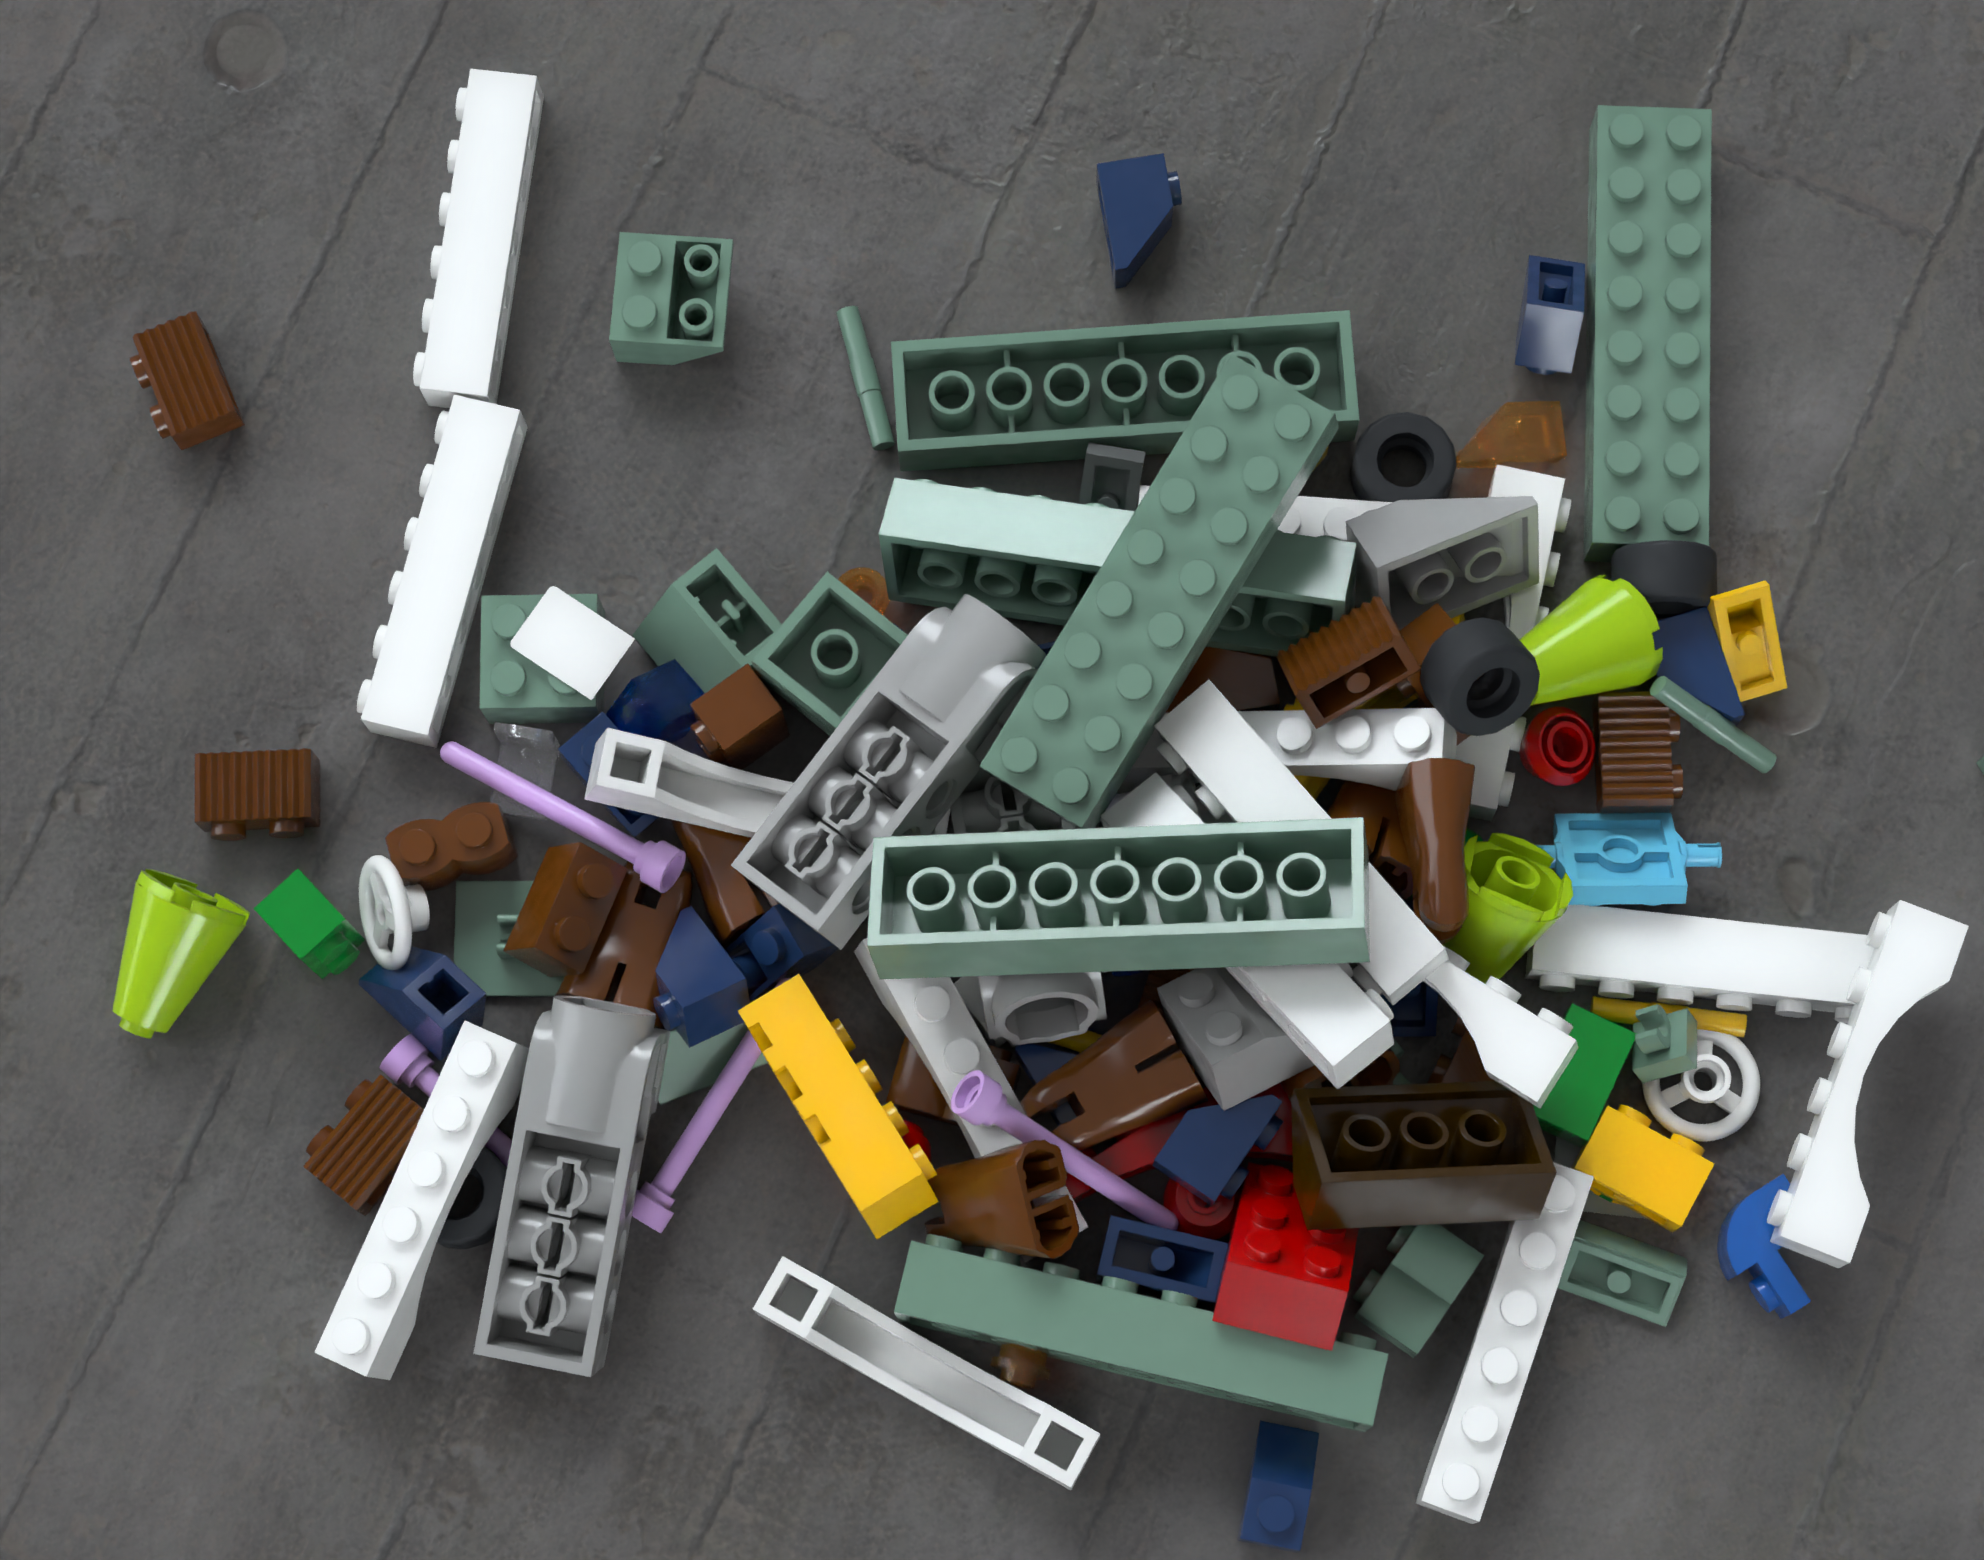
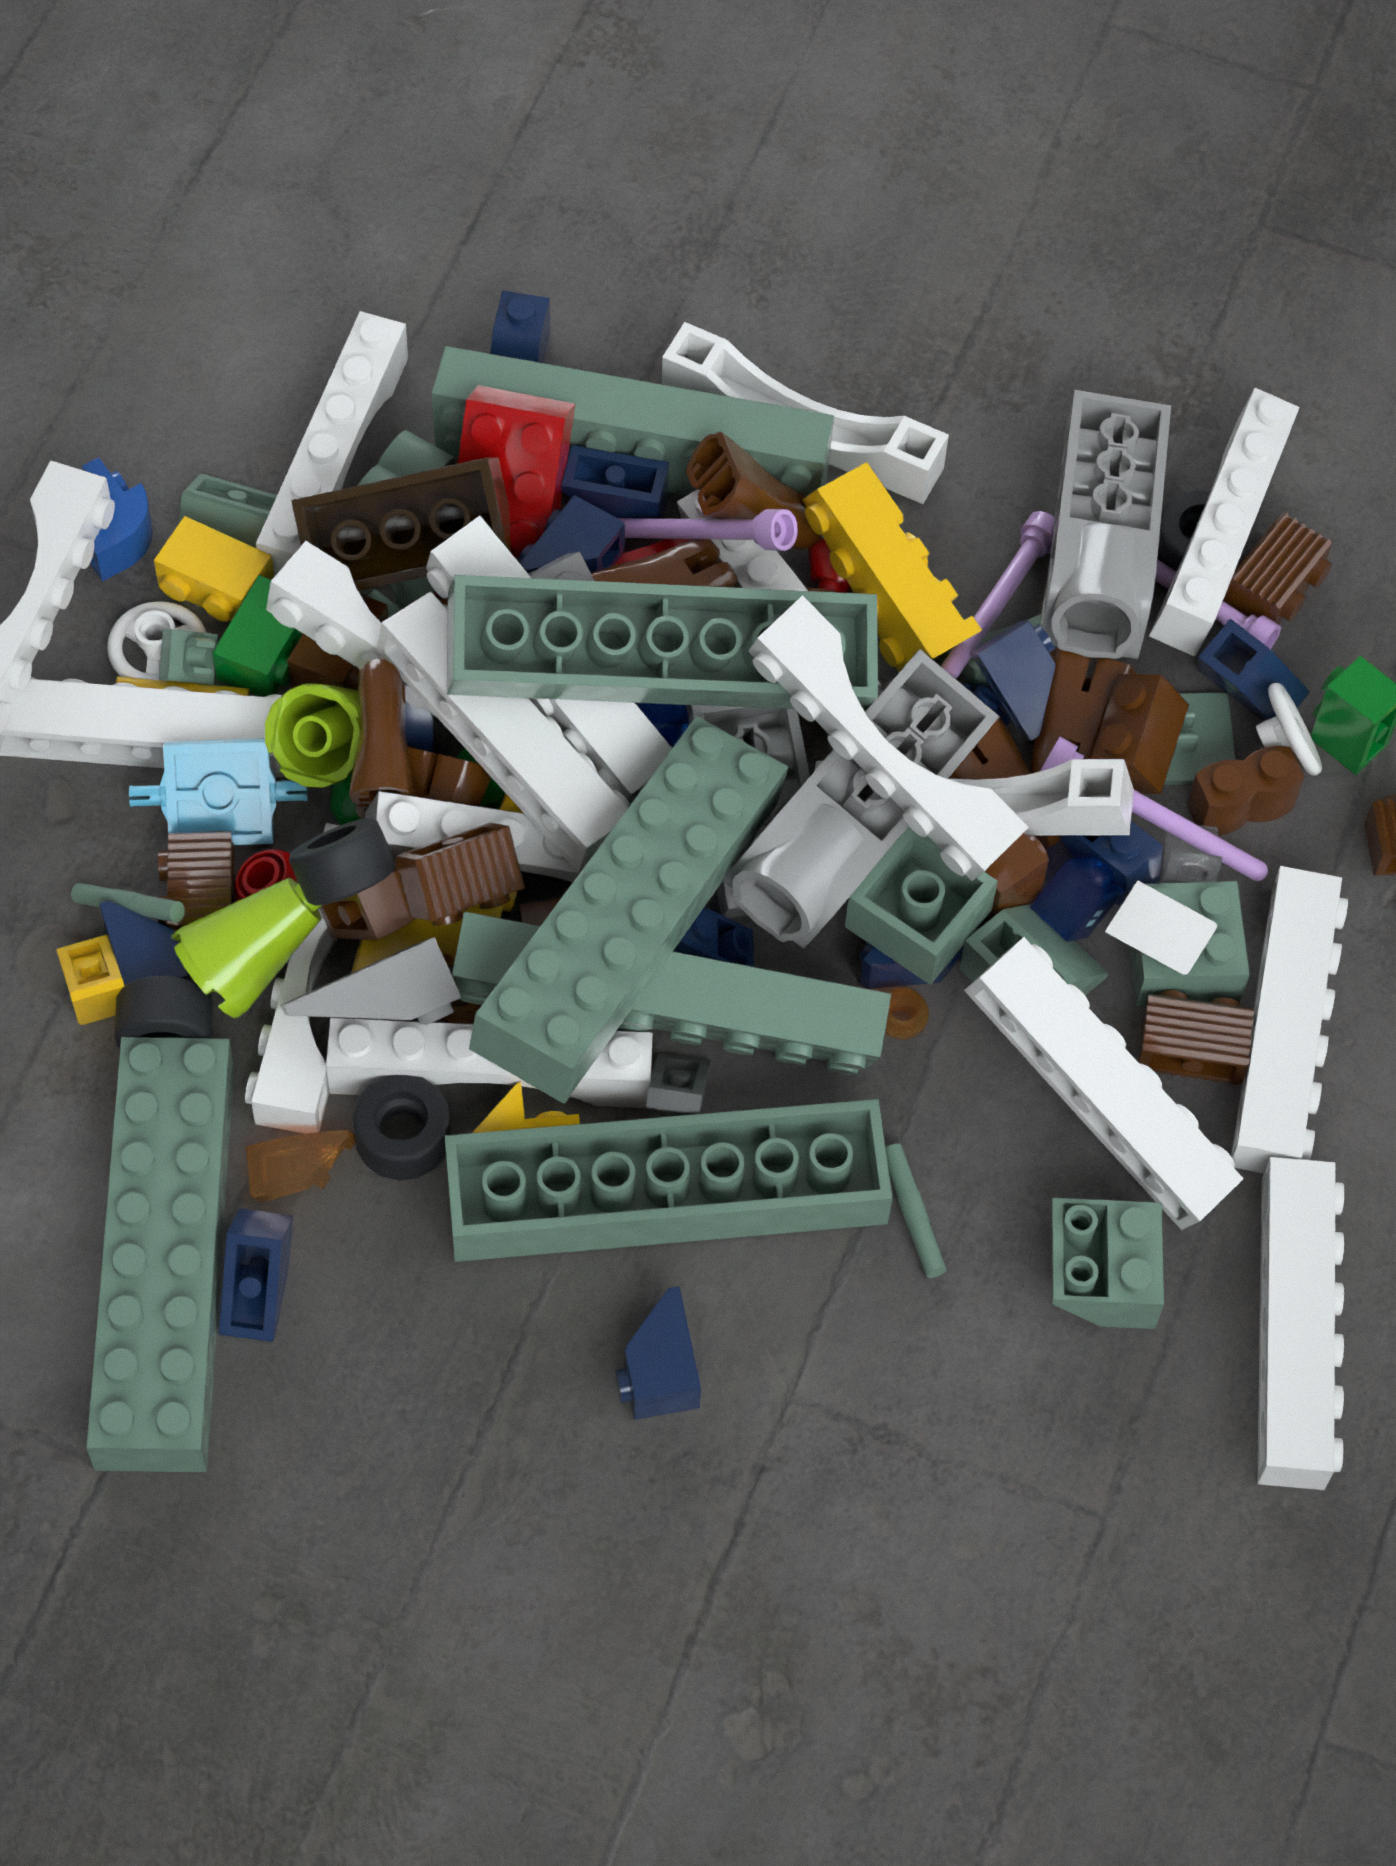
camera: 170 degrees right, 15 degrees down
(545, 551) = (1196, 1037): none -> reddish brown brick
(657, 467) = (1104, 1083): none -> white brick
(789, 701) = (961, 819): none -> white arch

